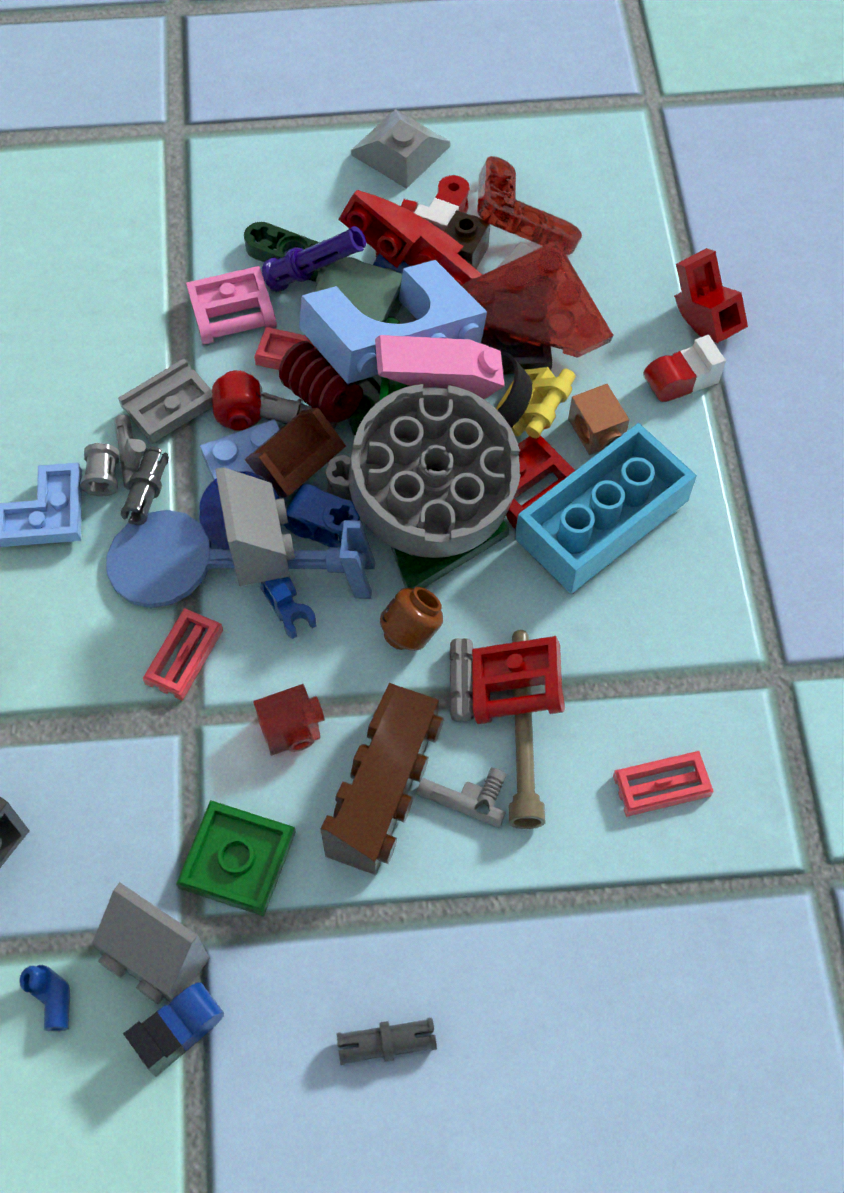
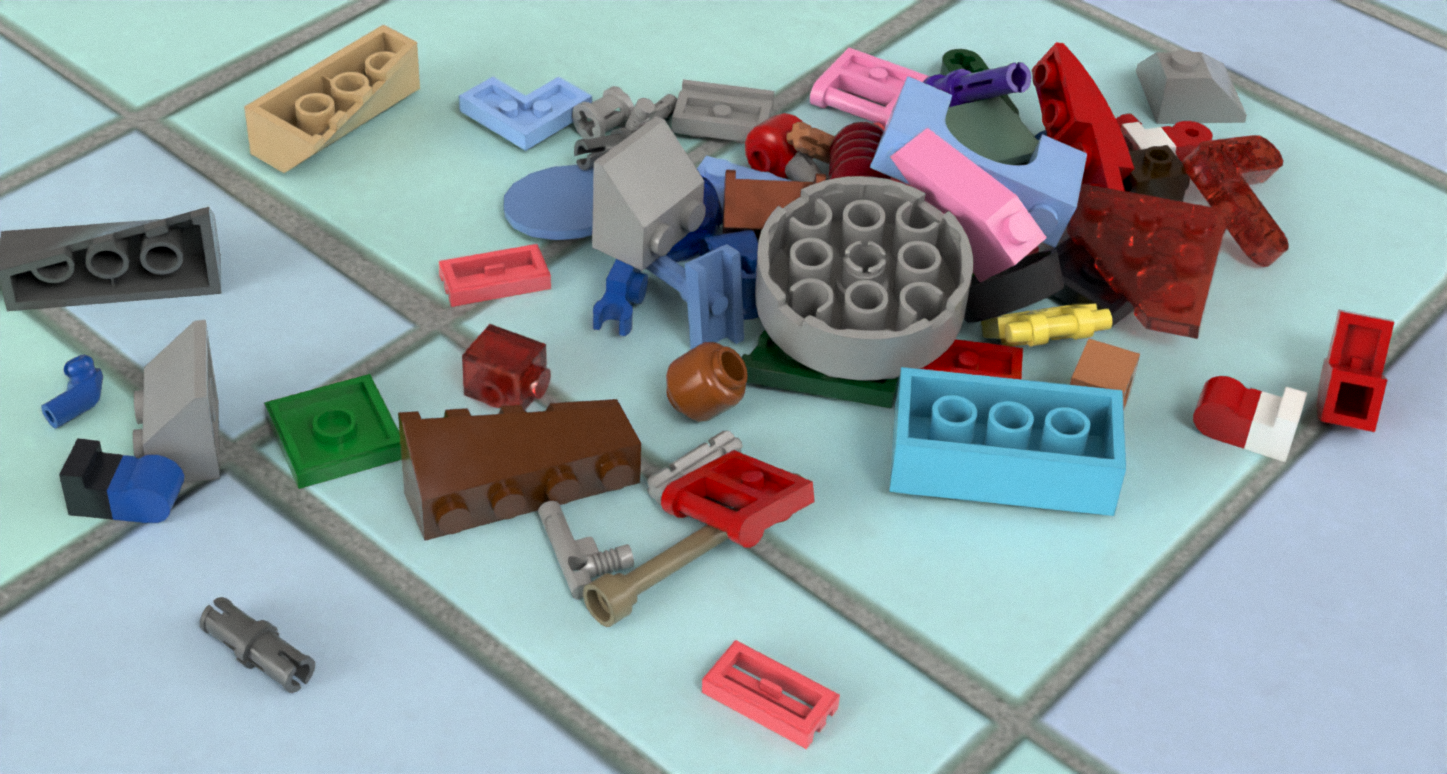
camera: 45 degrees right, 20 degrees down
(267, 381) = (811, 141): none -> nougat axle

